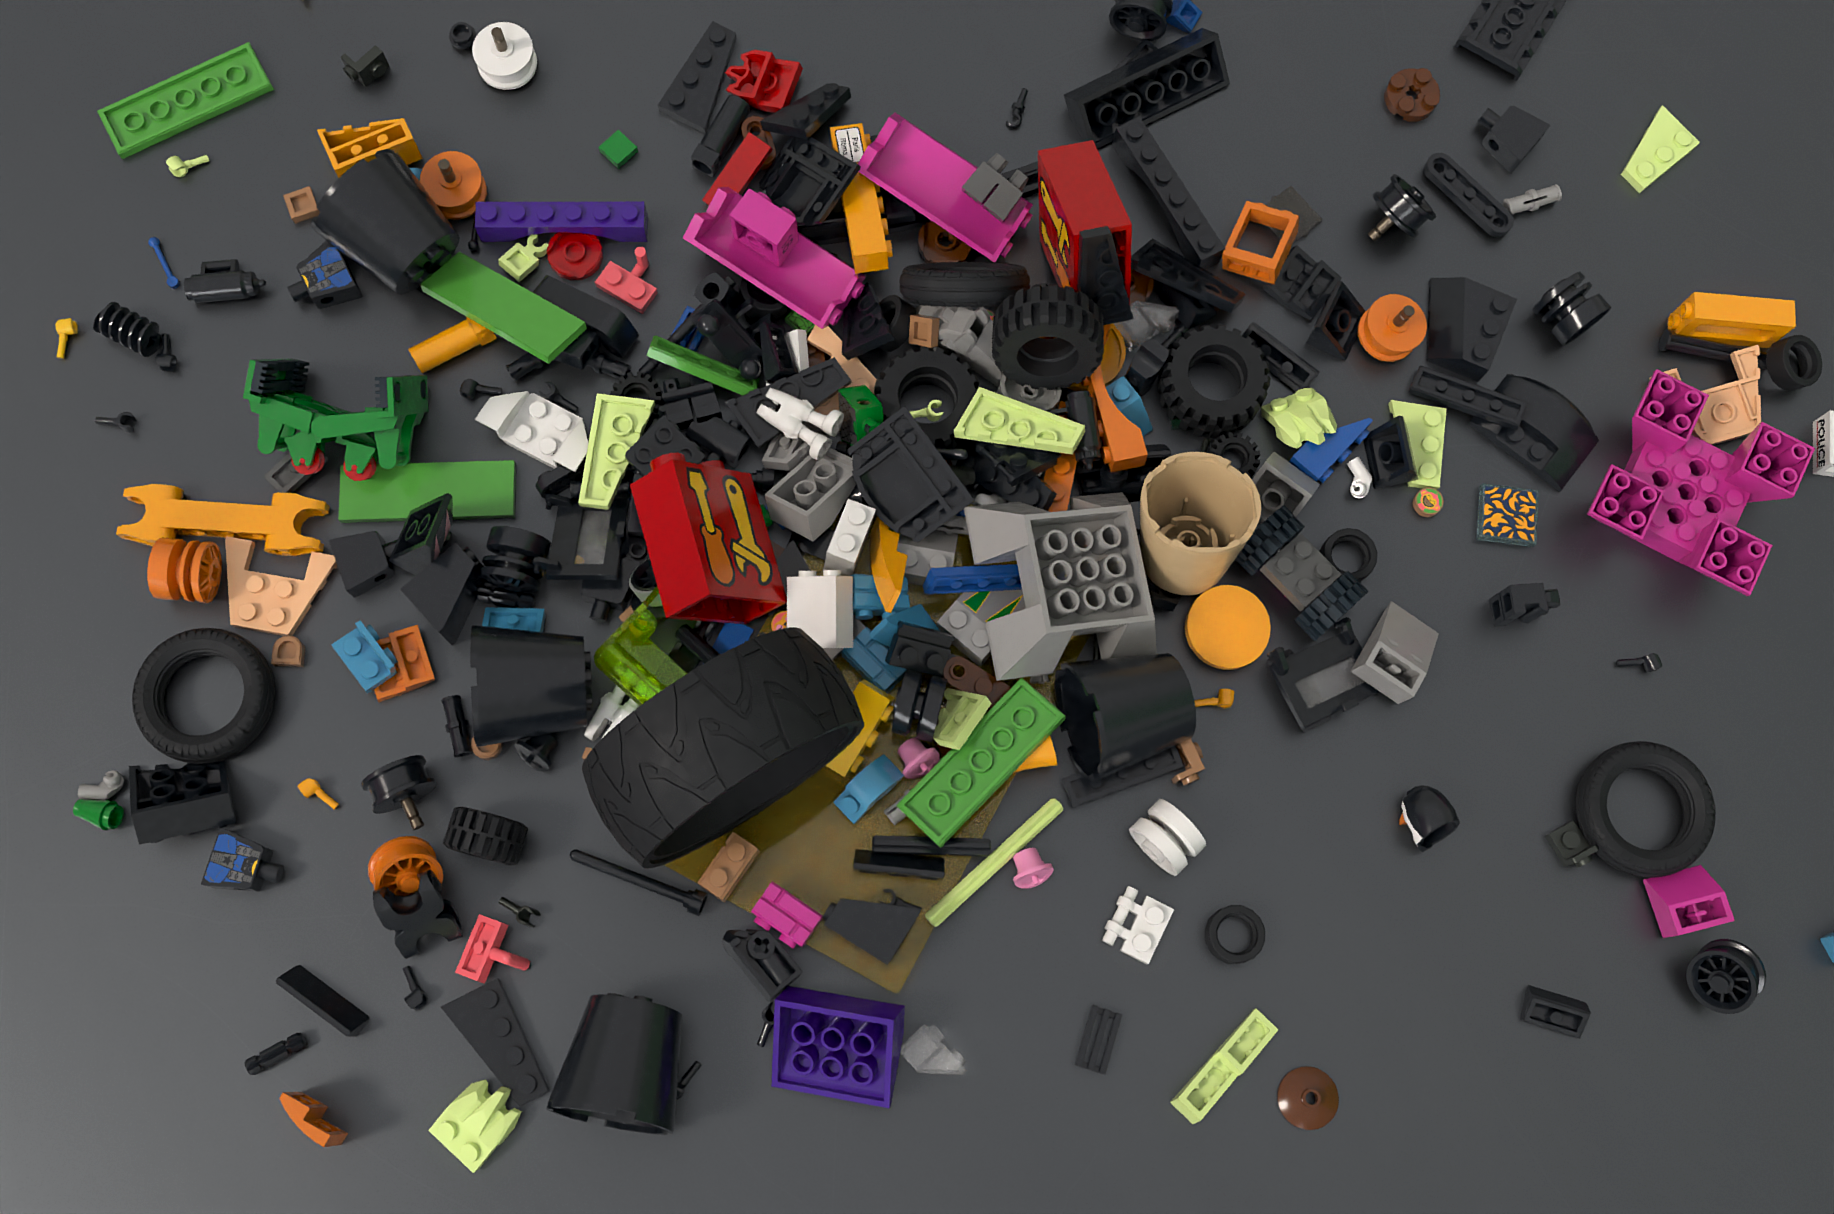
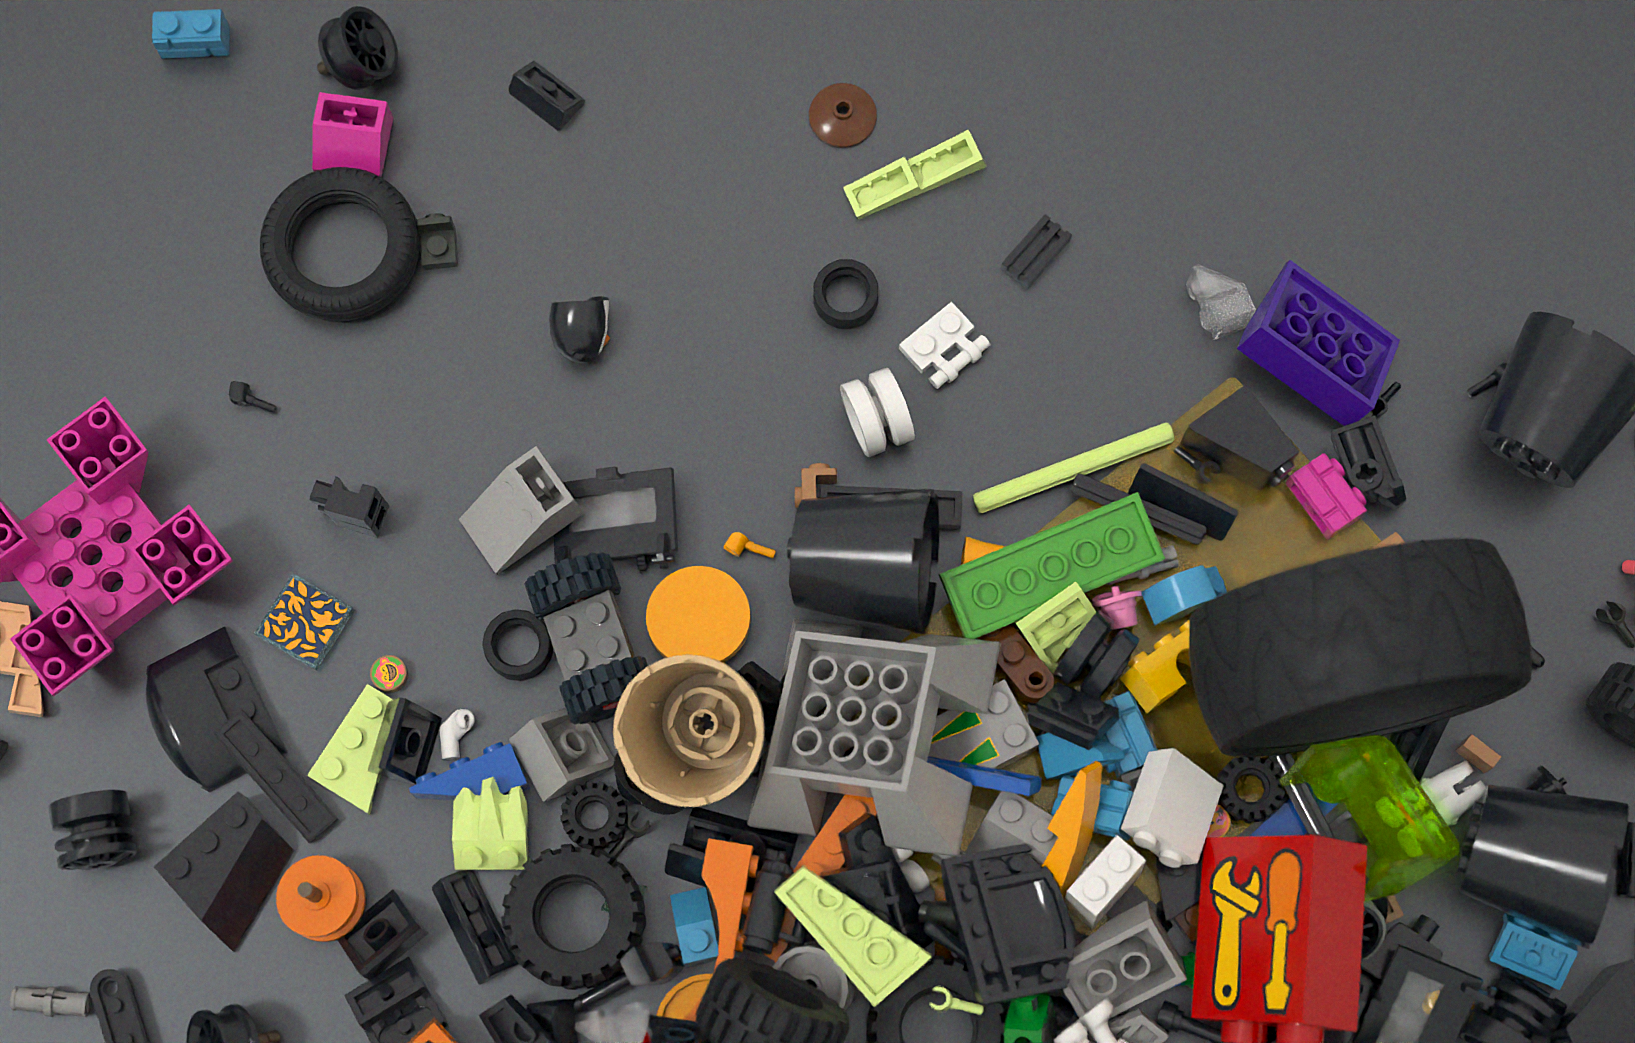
camera: 150 degrees left, 0 degrees up
(1031, 869) = (1037, 445): bright pink piece -> none

